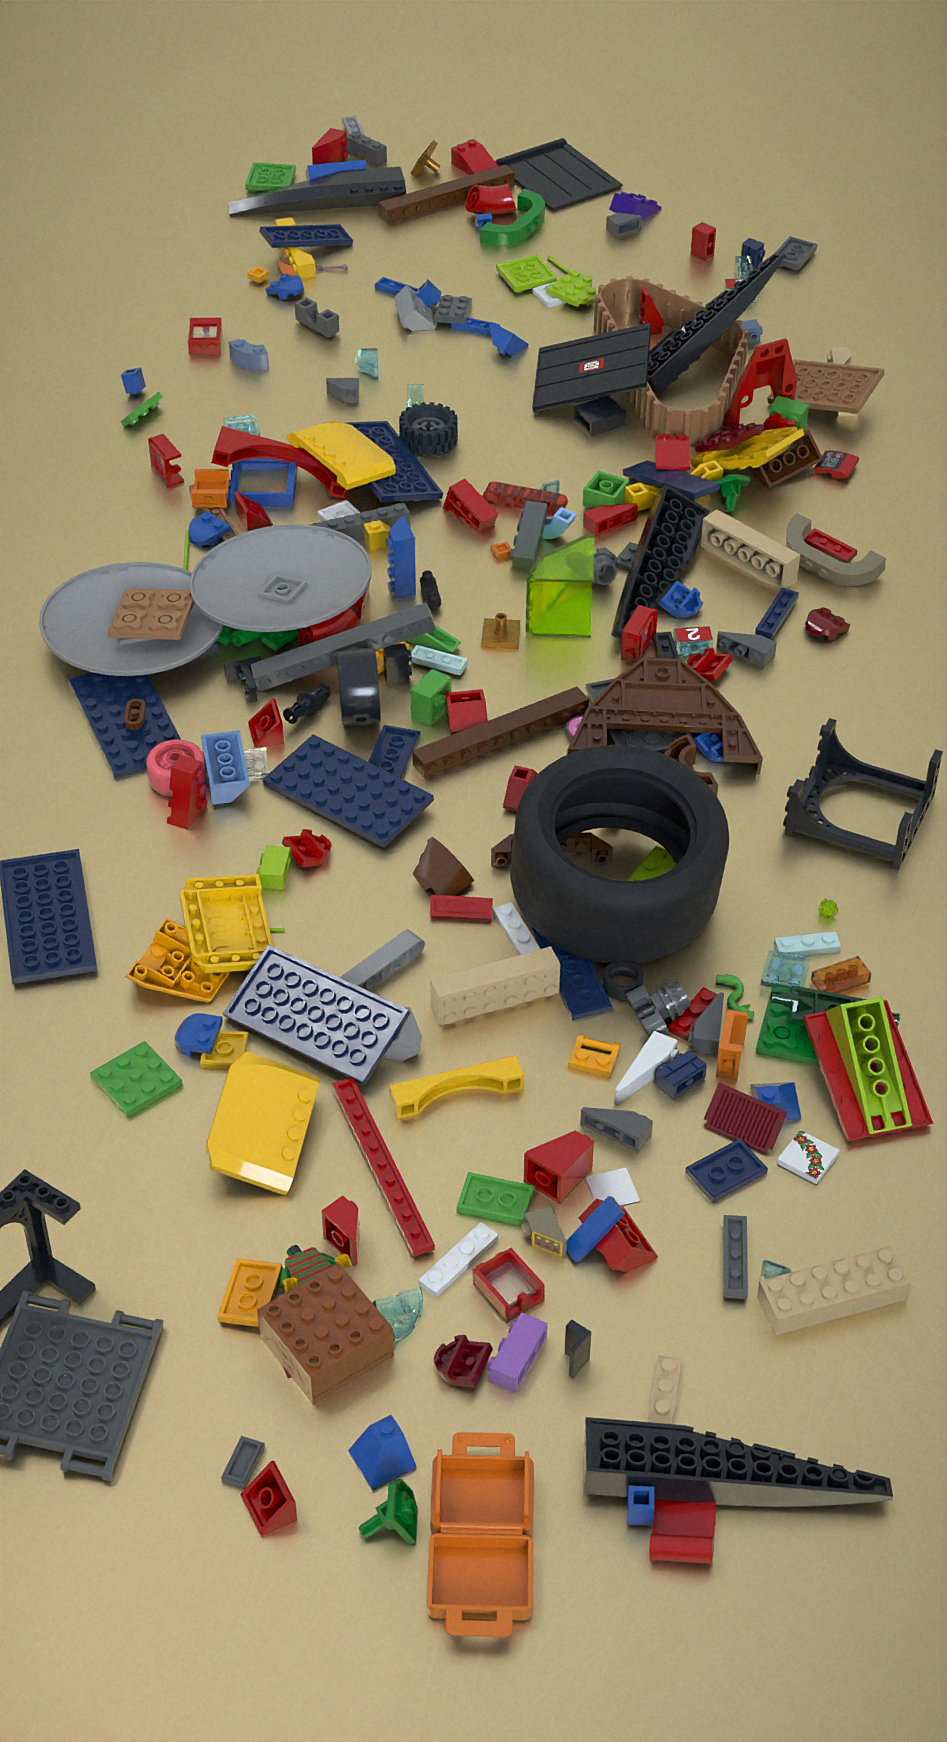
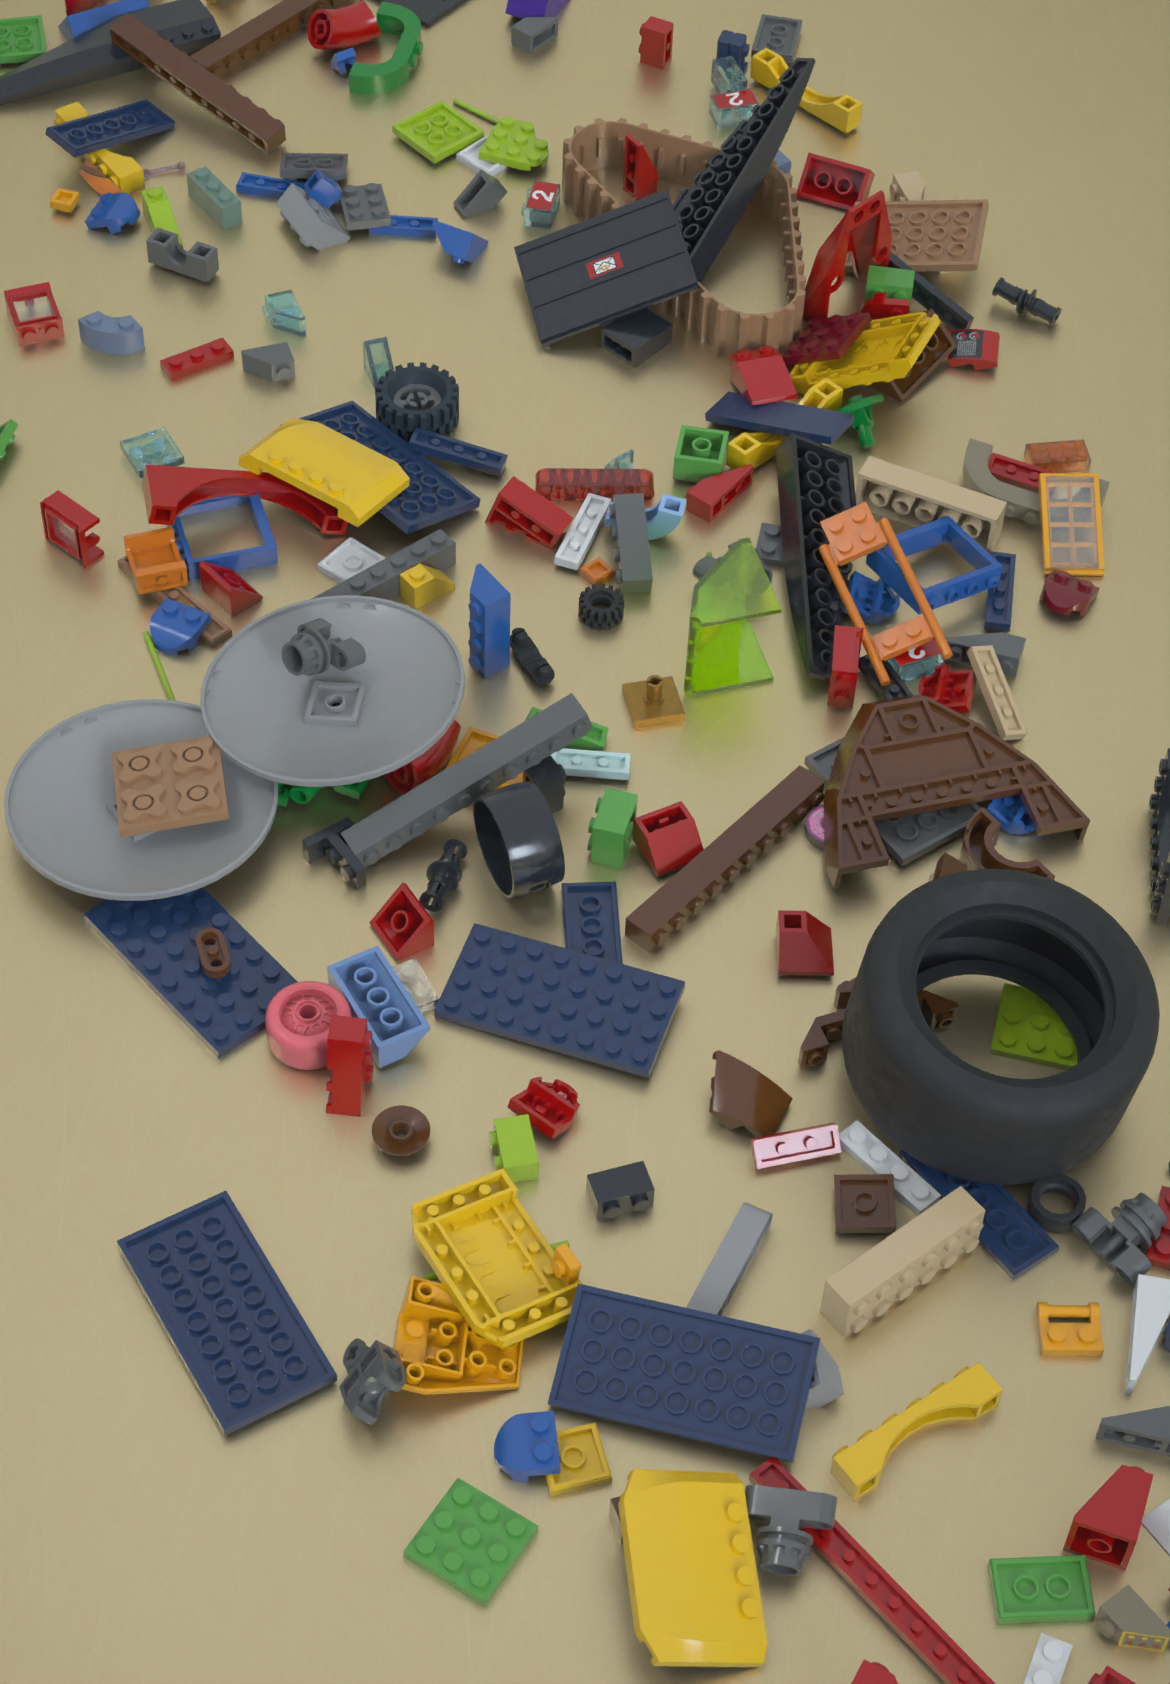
camera: 20 degrees left, 5 degrees up
(115, 966) = (369, 1377): none -> dark grey piece
(206, 840) = (400, 1121): none -> reddish brown dish
(269, 935) = (565, 1265): none -> light orange plate
(279, 549) = (312, 652): none -> dark grey beam
(298, 380) = (197, 359): none -> red plate
(315, 290) = (159, 211): none -> lime slope
(331, 906) = (620, 1190): none -> black brick
(336, 1113) = (783, 1543): none -> dark grey beam
(355, 288) = (214, 198): none -> sand green brick
(375, 218) = (198, 84): none -> reddish brown brick
(441, 281) = (305, 164): none -> dark grey plate
(441, 462) = (457, 452): none -> dark blue plate
(489, 947) = (864, 1203): none -> reddish brown plate
(492, 570) = (597, 616): none -> black tyre
(500, 526) = (582, 532): none -> white plate
(535, 315) = (480, 195): none -> dark grey slope
(575, 326) = (541, 204): none -> brick
(676, 556) = (854, 536): none -> orange plate
(728, 569) = (927, 536): none -> blue window
(739, 671) = (996, 692): none -> tan plate
(800, 346) = (834, 182): none -> red slope
(812, 303) = (839, 111): none -> yellow arch
(819, 426) = (933, 298): none -> black plate
(846, 579) = (1071, 523): none -> clear piece
(864, 539) = (1059, 456): none -> clear orange piece
(889, 441) = (1026, 302): none -> black piece

